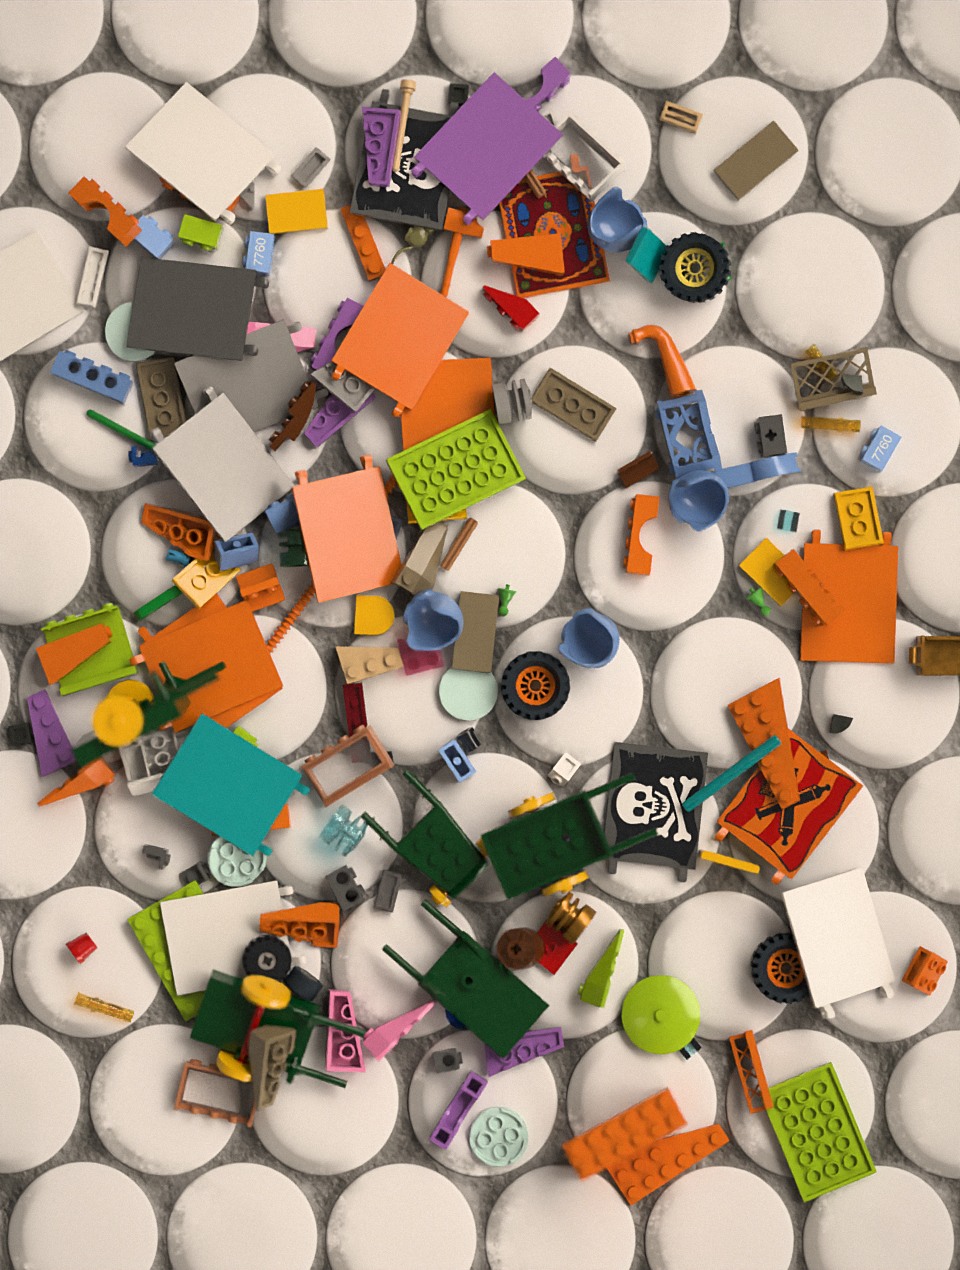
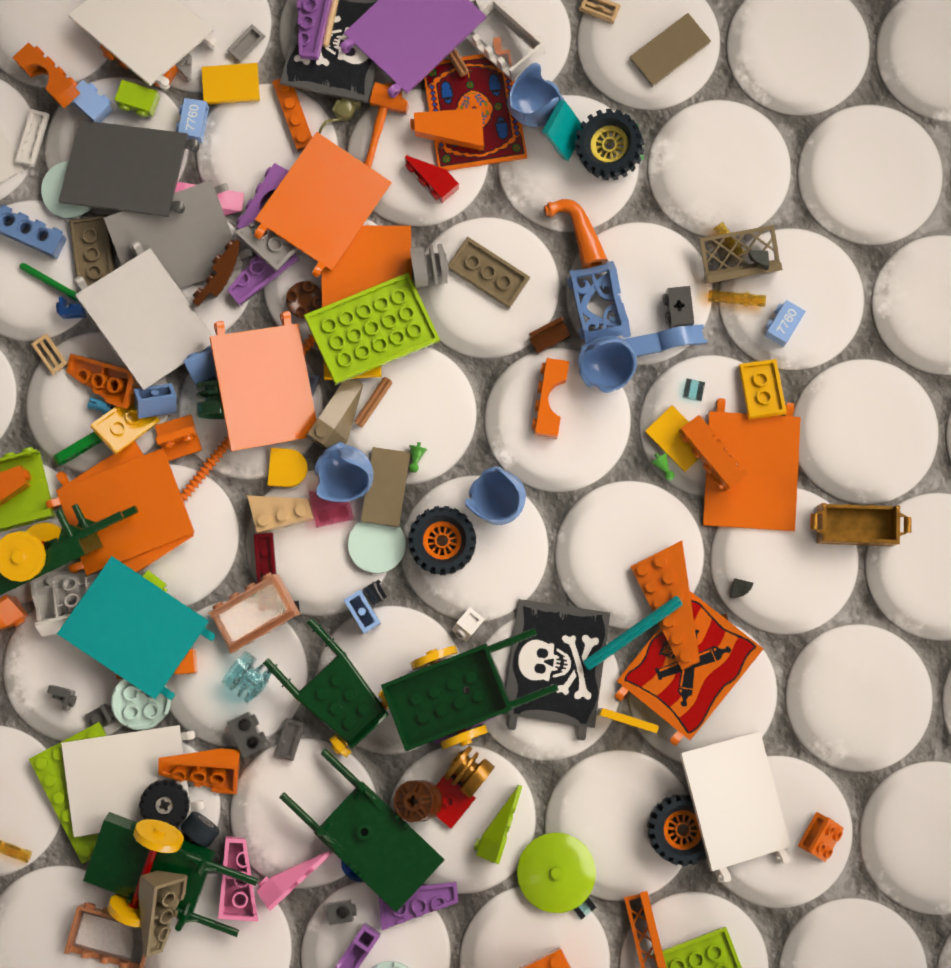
camera: 10 degrees right, 5 degrees down
(132, 517) = (58, 366): none -> tan tile
(383, 439) = (303, 298): none -> reddish brown dish

